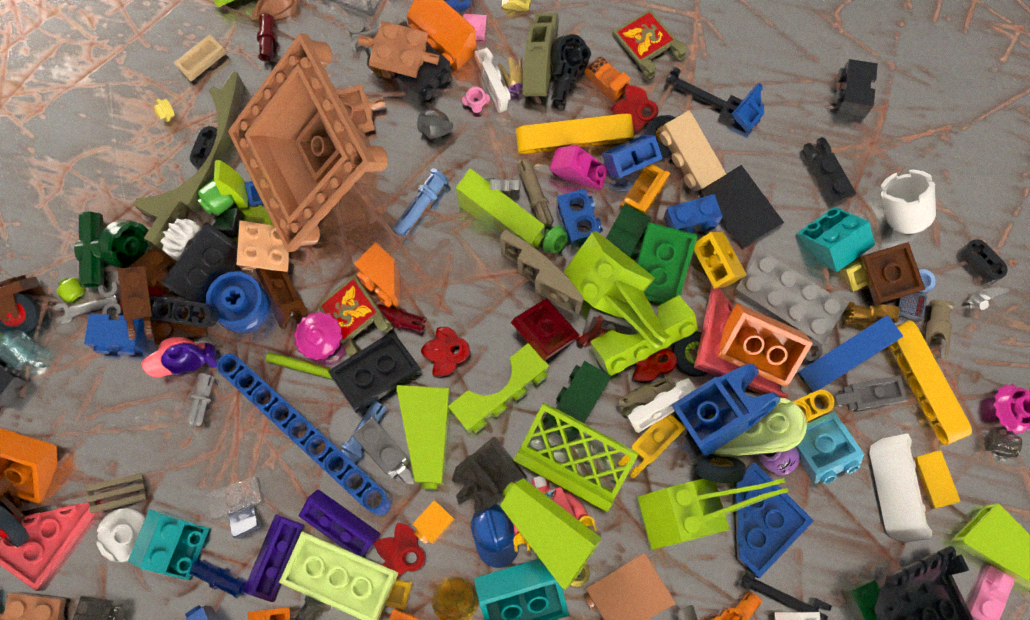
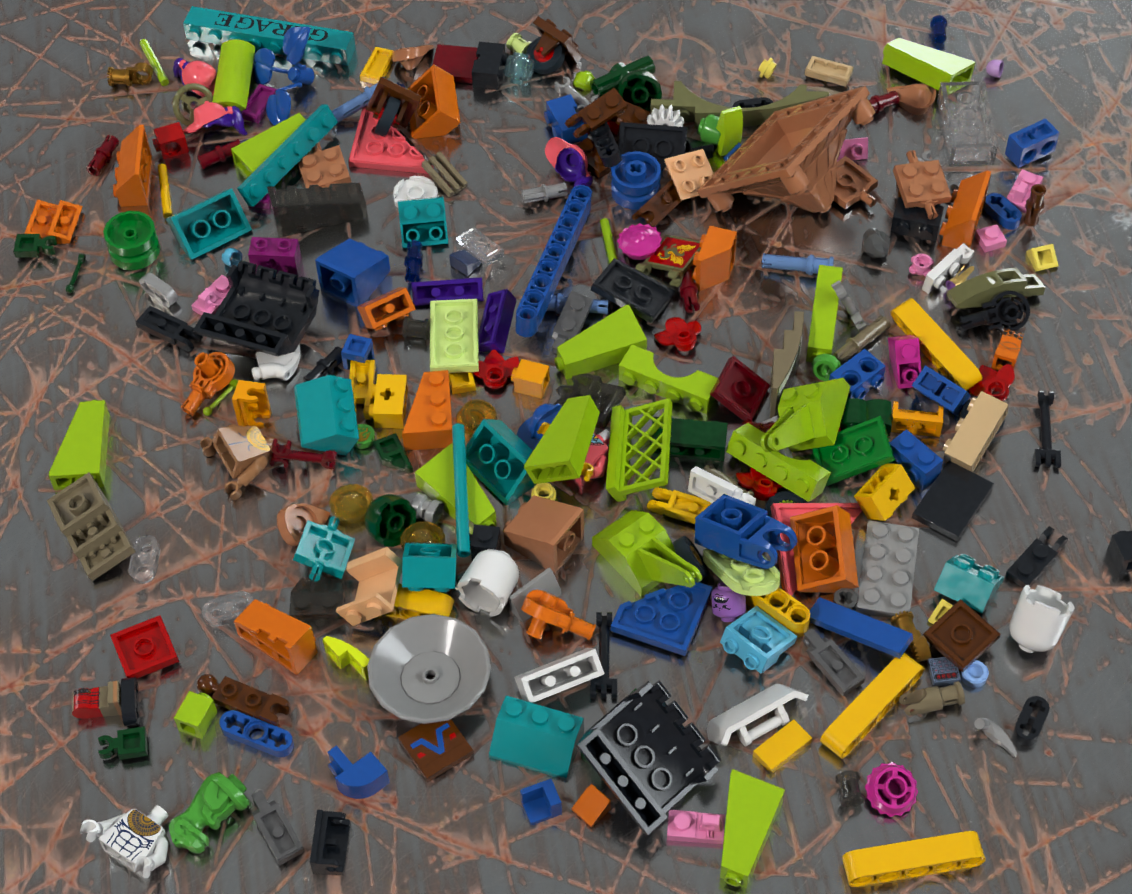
camera: 65 degrees right, 20 degrees down
(646, 38) = (1071, 366): flag -> none
(750, 109) = (1056, 471): blue tile -> none

